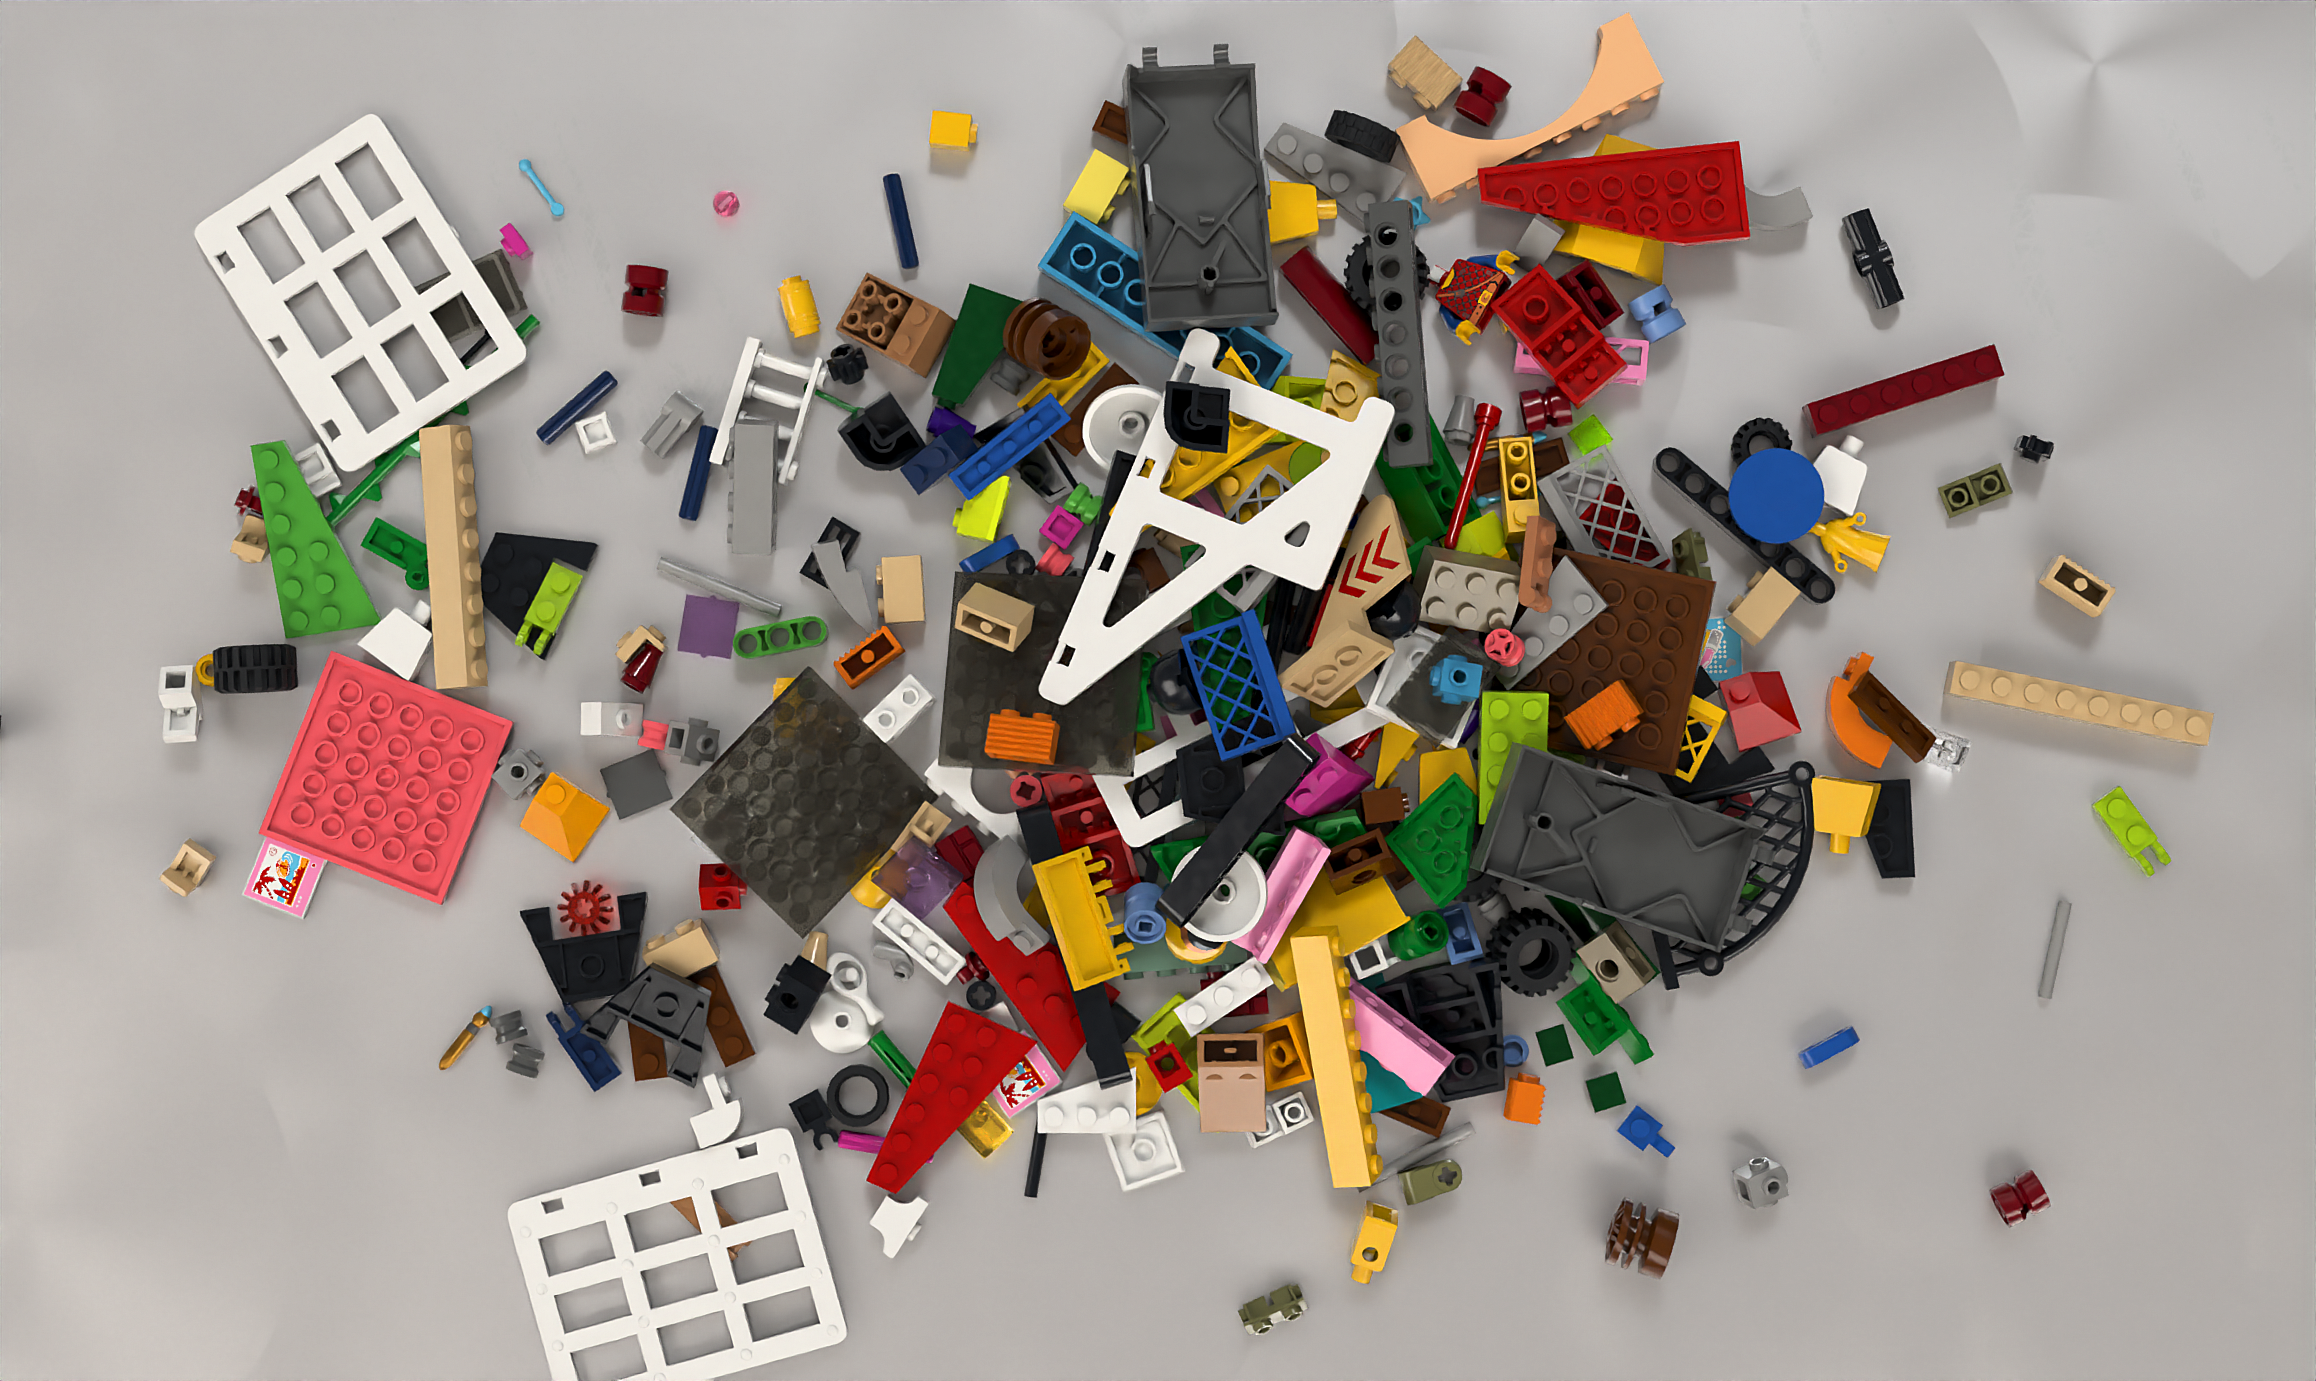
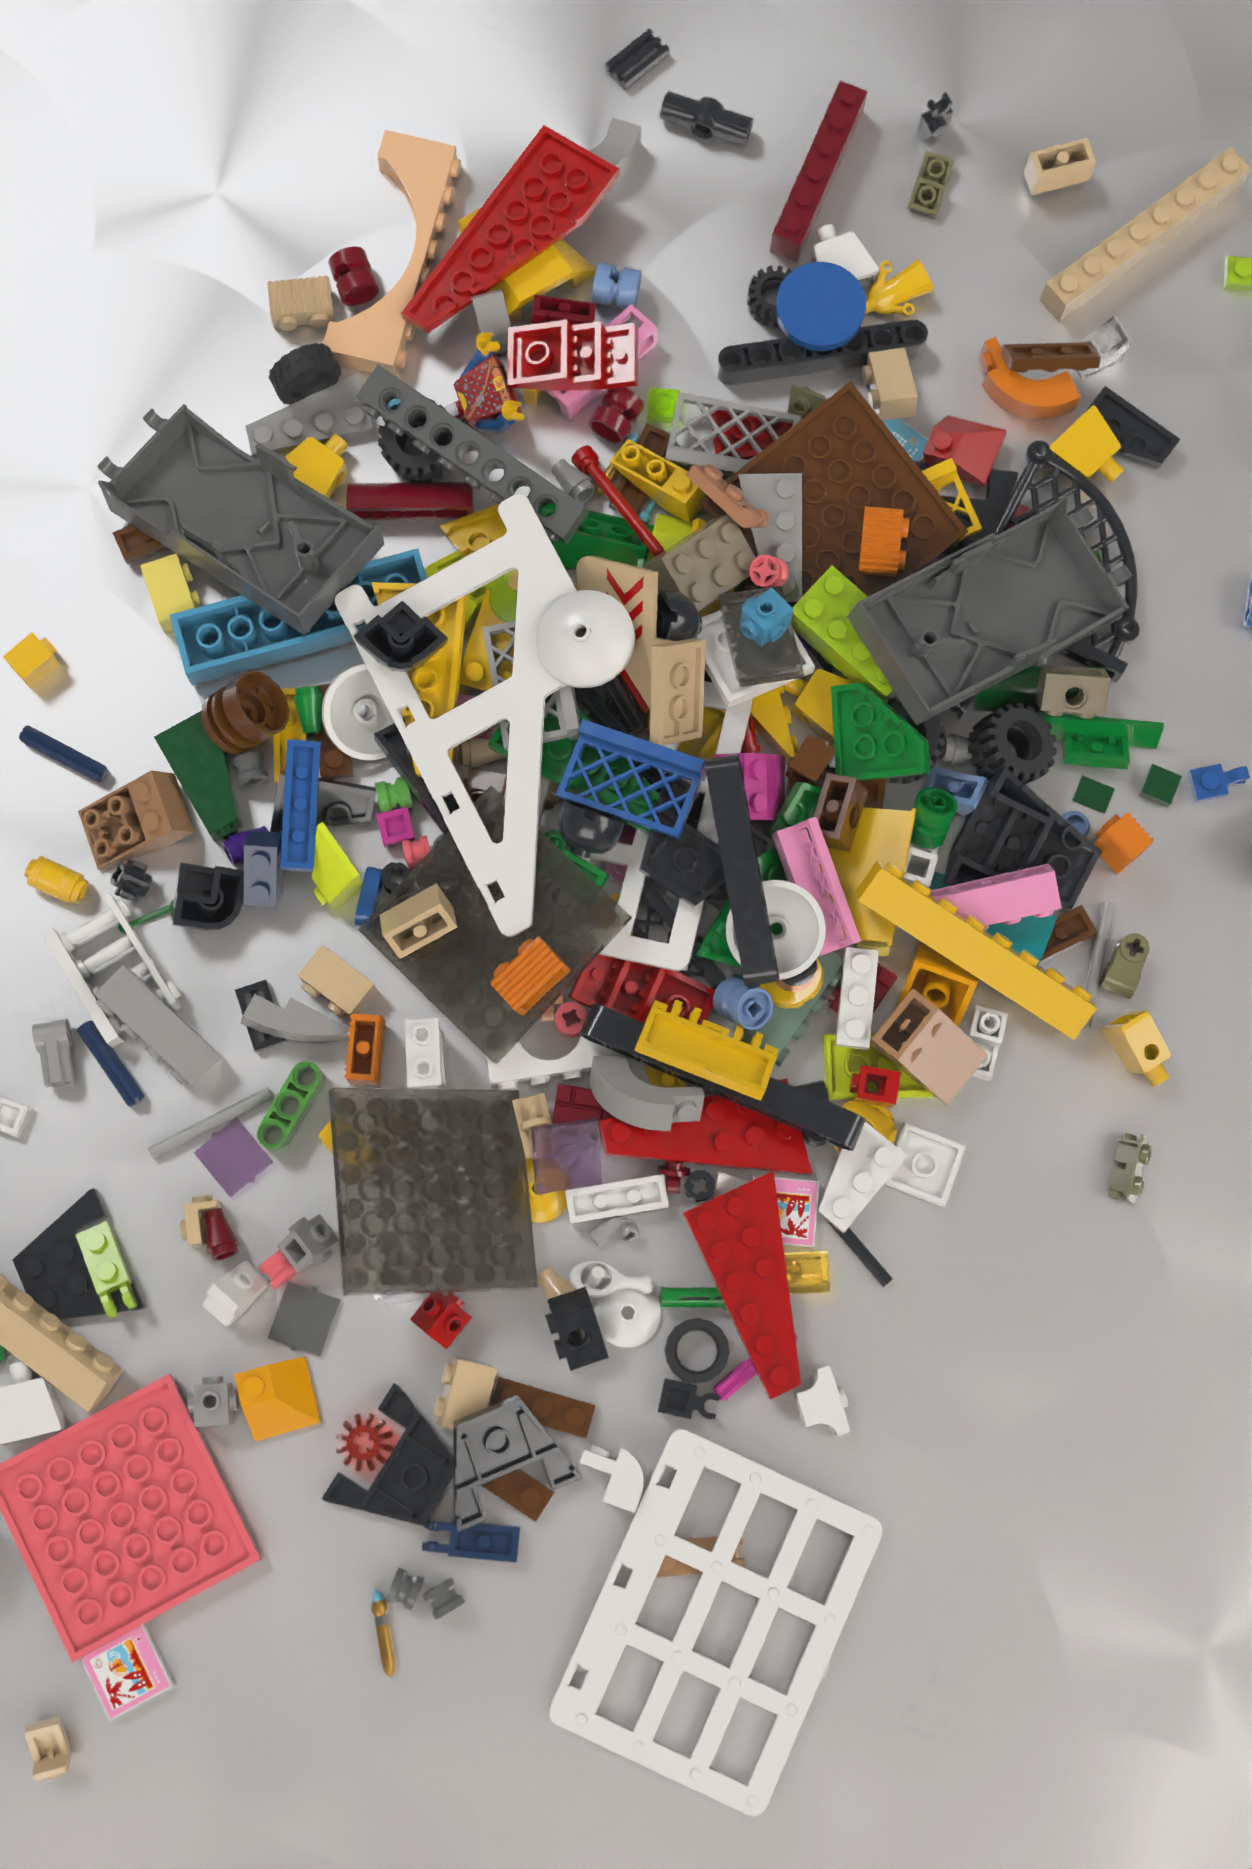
camera: 60 degrees left, 10 degrees down
(1095, 381) = (309, 708): none -> green cone
(1332, 574) = (598, 654): none -> white dish
(1885, 142) = (630, 50): none -> black tile

